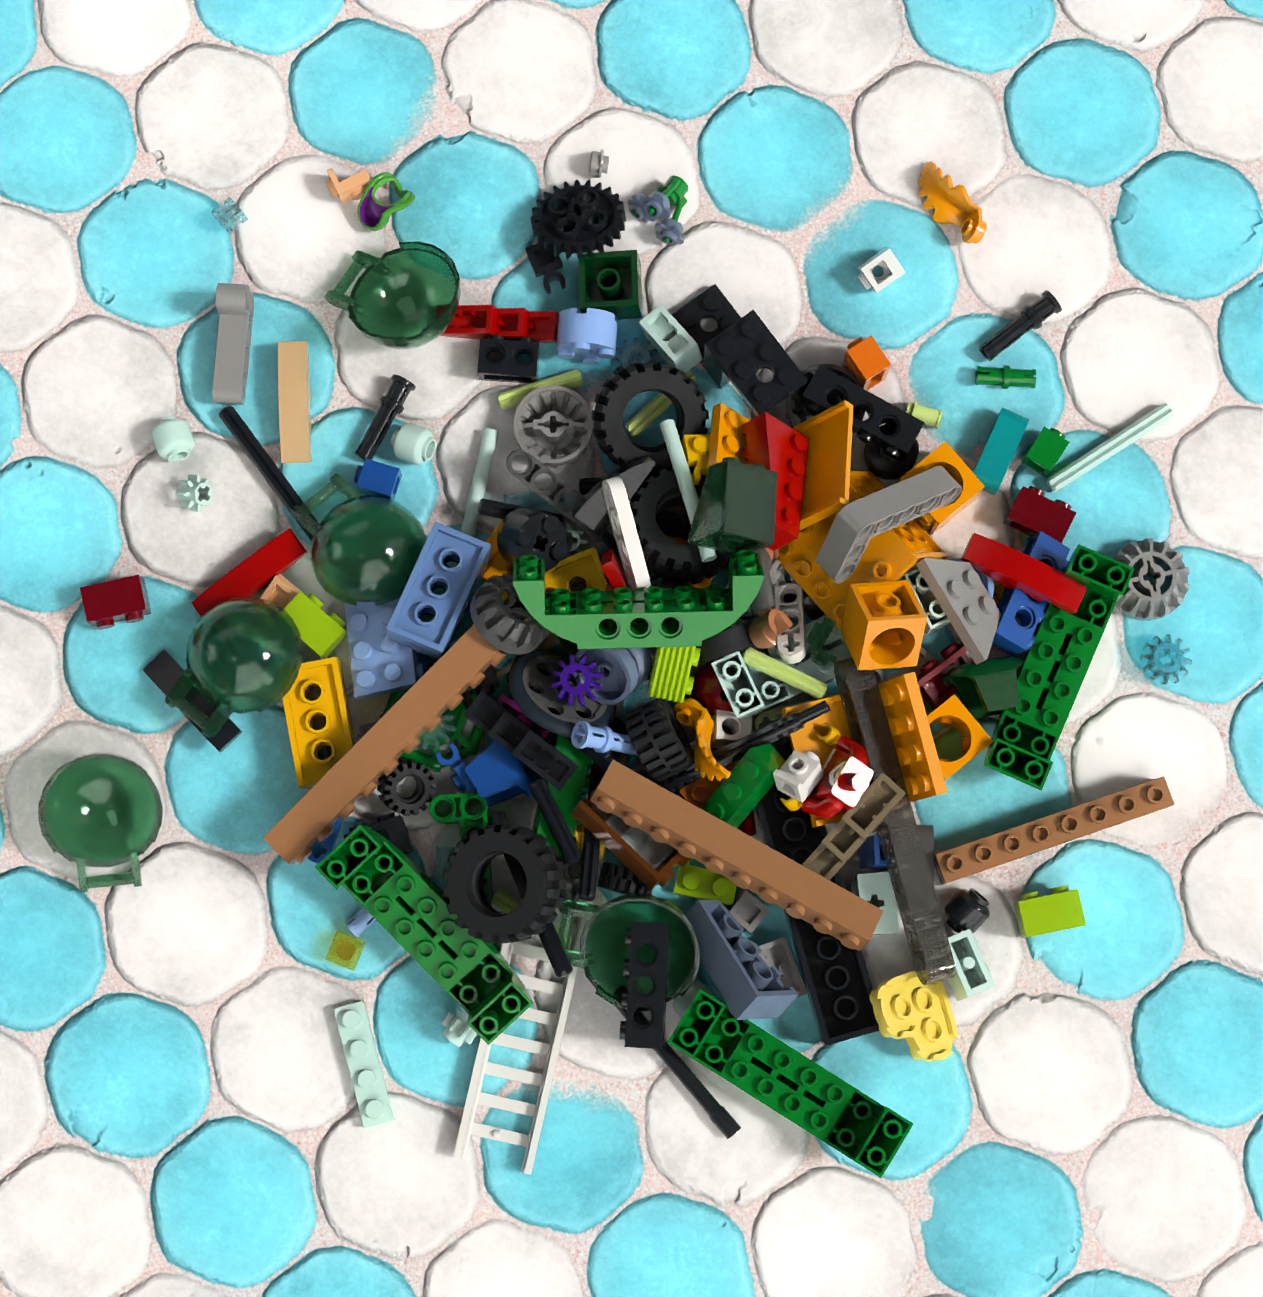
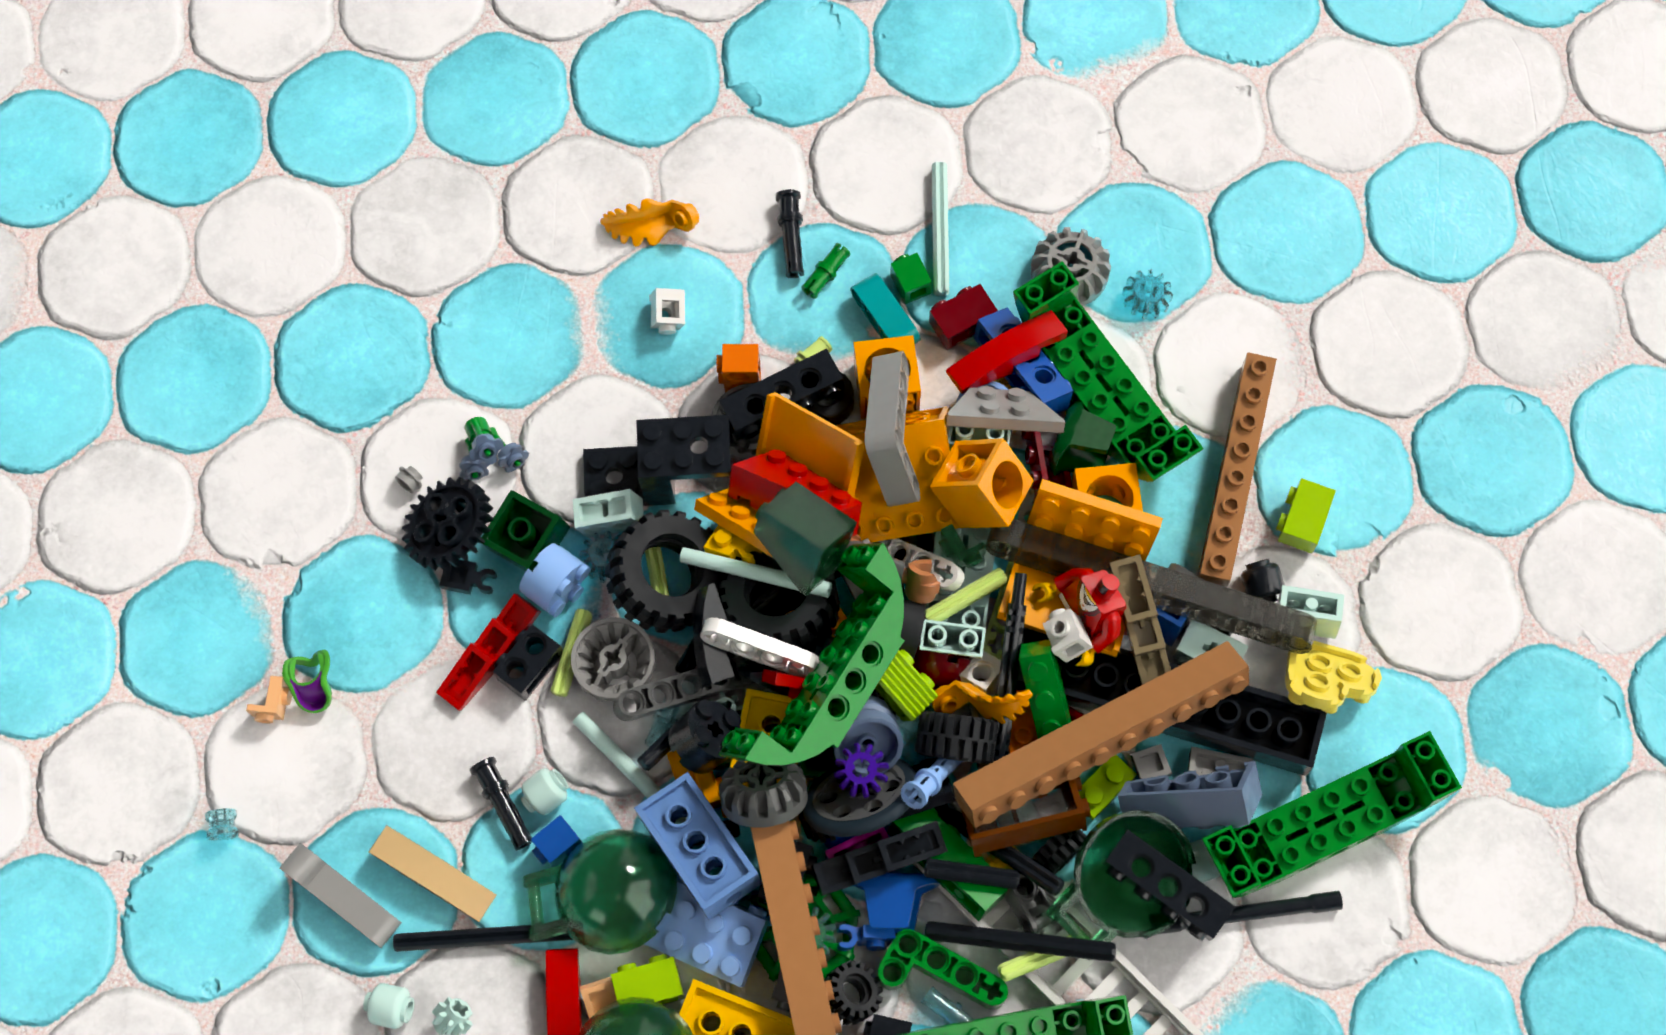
camera: 55 degrees left, 10 degrees down
(402, 296) = (407, 714): clear green windscreen -> none
(466, 886) = (992, 997): black tyre -> none

